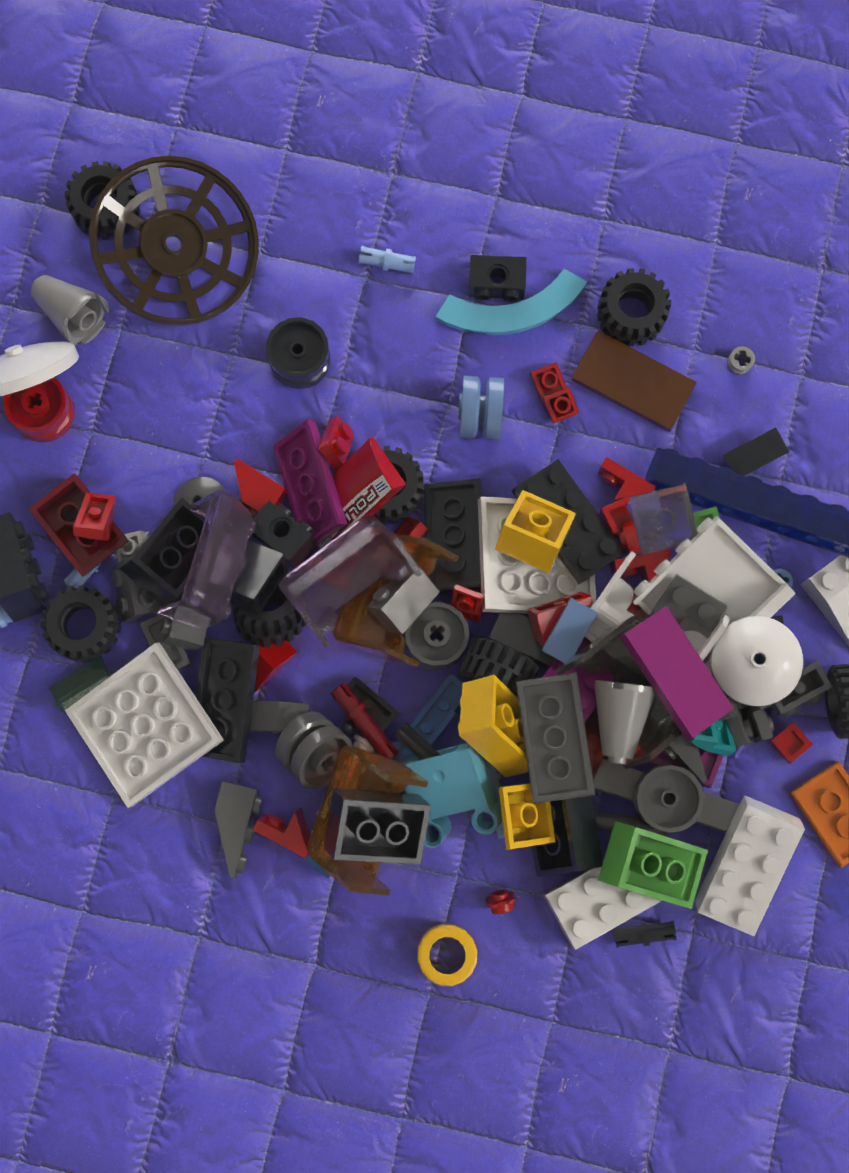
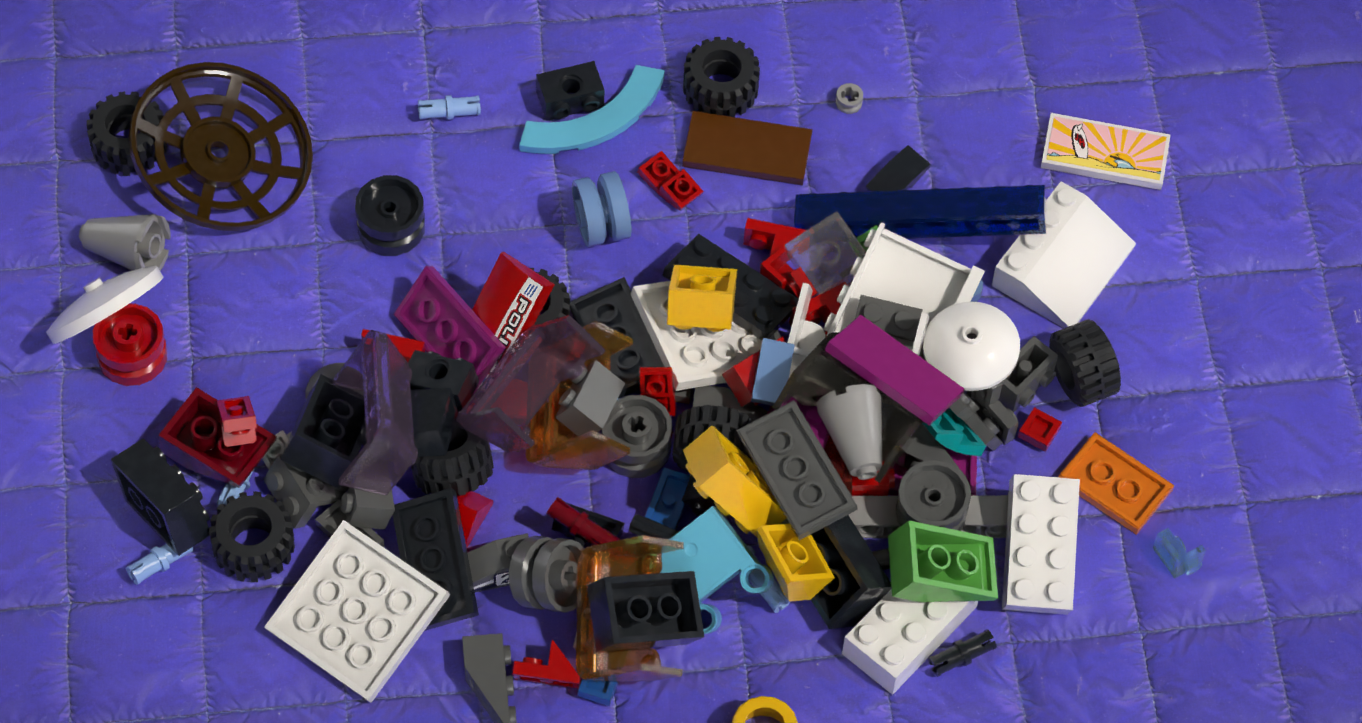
camera: 20 degrees left, 20 degrees down
(79, 684) = (268, 599): panel -> none
(336, 442) = (462, 282): red plate -> none
(501, 901) = (800, 667): red plate -> none

